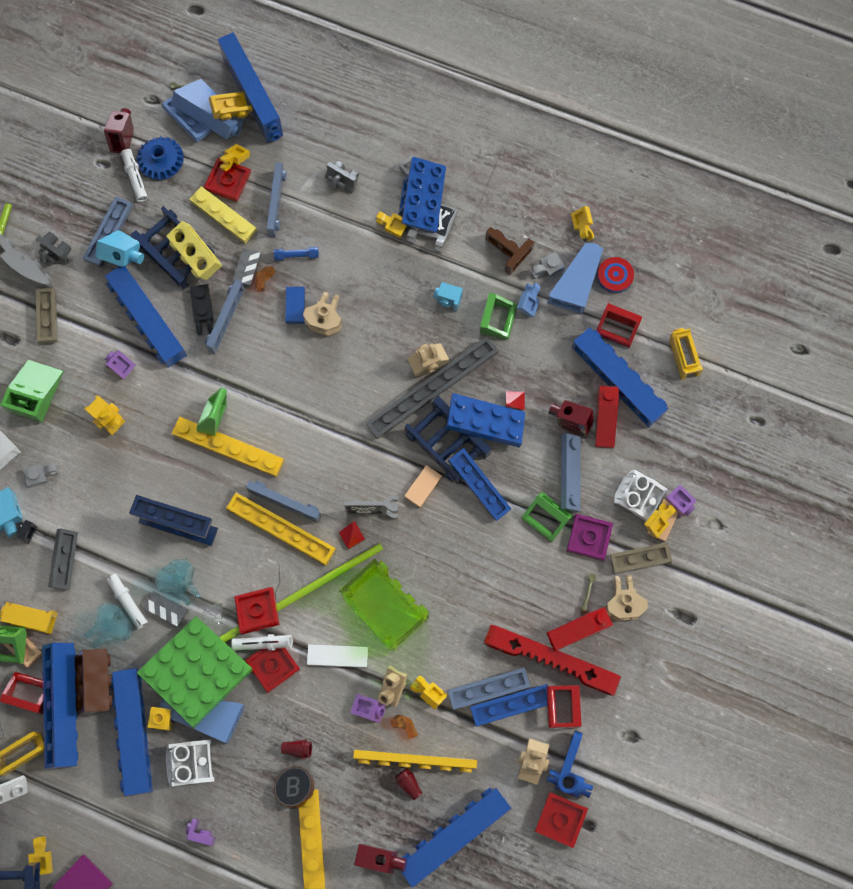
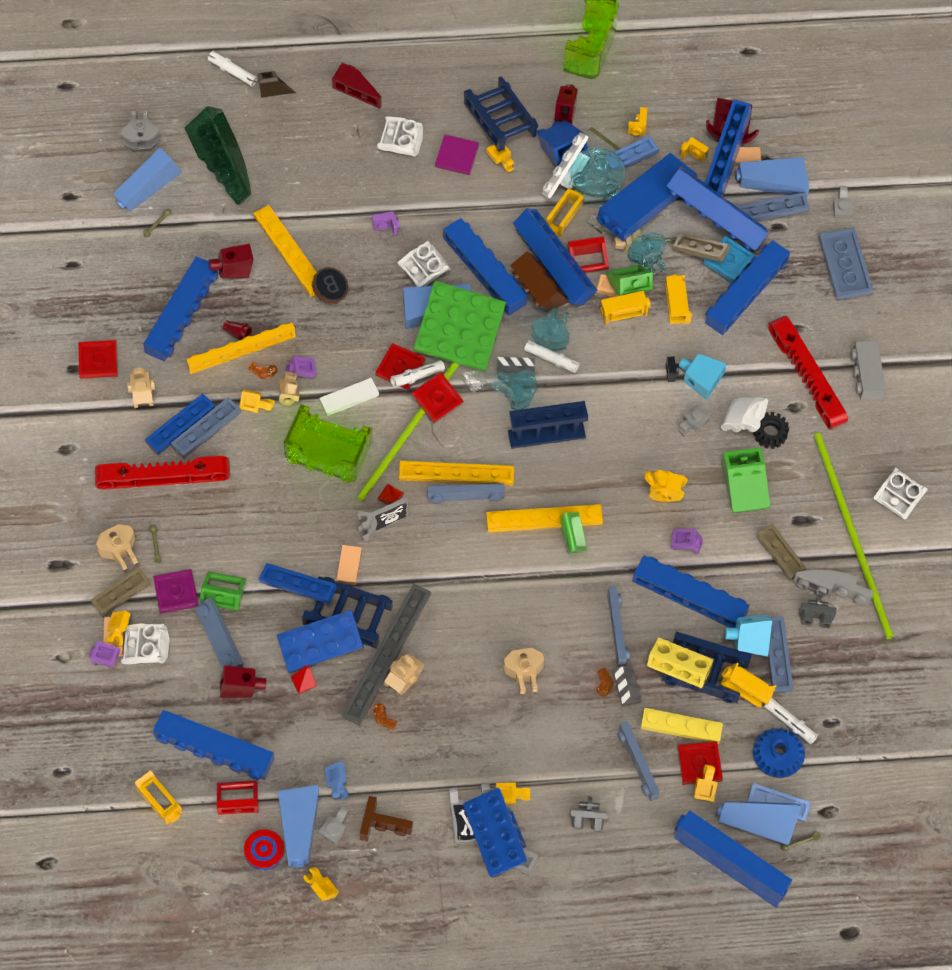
camera: 150 degrees right, 10 degrees down
(63, 559) = (626, 362): dark grey plate -> none
(119, 130) = (831, 747): dark red torso -> none
(150, 211) = (747, 684): none -> yellow window
(160, 719) = (466, 279): yellow bracket -> none
(202, 307) = (642, 625): black hinge -> none
(229, 105) = (737, 819): yellow bracket -> none
(280, 254) = (602, 711): blue bar -> none
(295, 305) = (560, 672): blue tile -> none
(299, 748) = (342, 314): dark red cone -> none
(448, 295) = (417, 746): medium azure brick -> none
(465, 335) = (381, 717): none -> clear orange arm
(485, 328) = (372, 762): bright green tile -> none
(575, 708) = (119, 434): red tile -> none
(579, 629) = (148, 502): red slope -> none
(579, 786) = (109, 394): blue piece -> none
(606, 416) = (209, 703): red slope -> none

